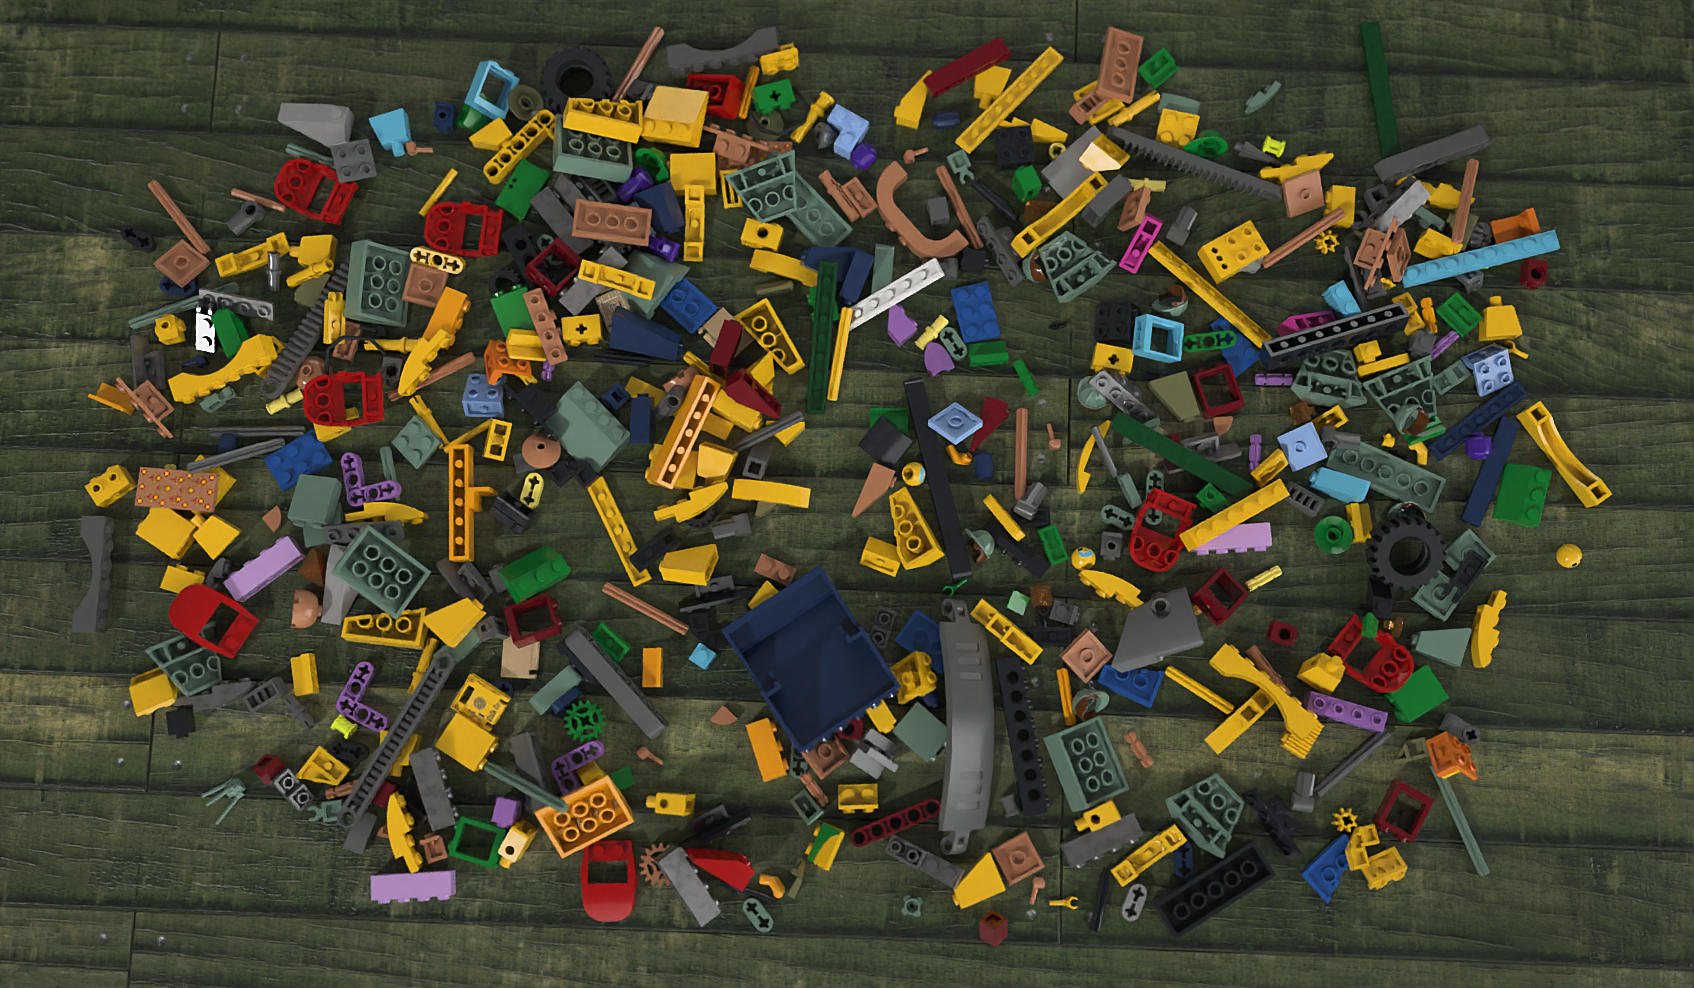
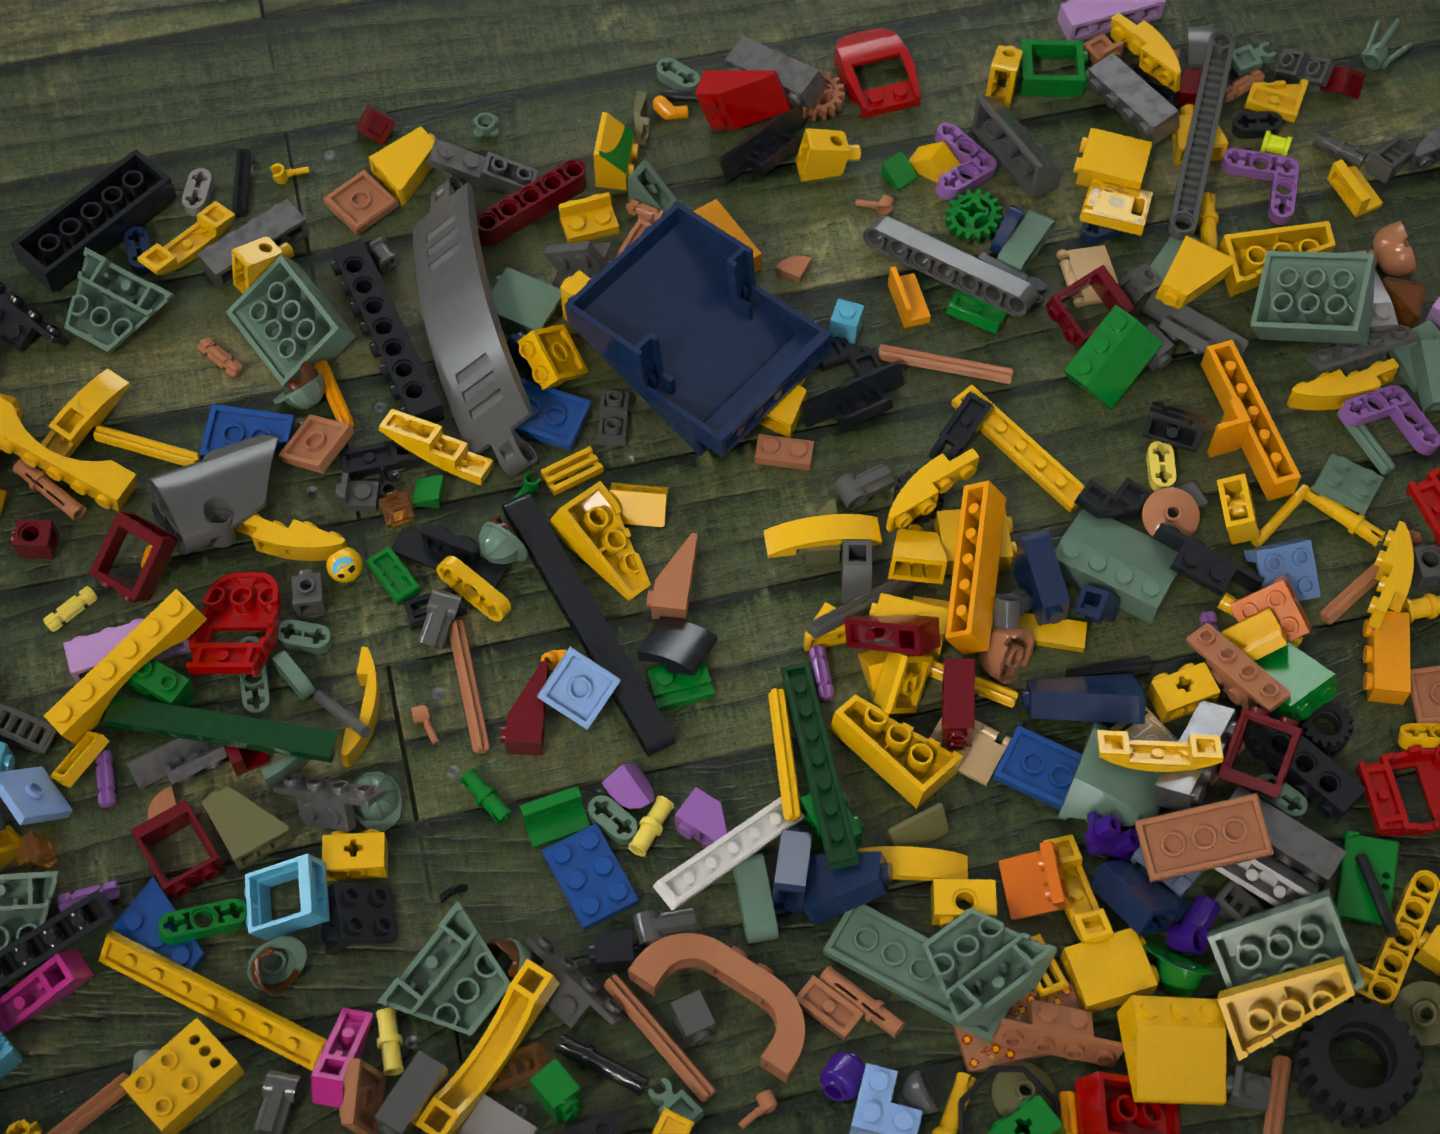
camera: 165 degrees right, 20 degrees down
(507, 811) = (1030, 97): medium lavender brick -> none
(523, 171) = (1377, 895): none -> black bar
(526, 787) = (1016, 114): sand green axle -> none
(591, 815) = (925, 107): light orange slope -> none
(690, 565) = (902, 420): yellow slope -> none
(716, 233) = (1035, 882): none -> orange bracket
(800, 399) = (821, 673): none -> medium lavender axle
(913, 474) = (622, 615): yellow piece -> none
(934, 589) = (570, 466): none -> yellow tile
(983, 465) = (521, 654): dark blue brick -> none
(1038, 882) = (327, 183): nougat hand -> none
(1112, 242) = (389, 1042): none -> light yellow pin

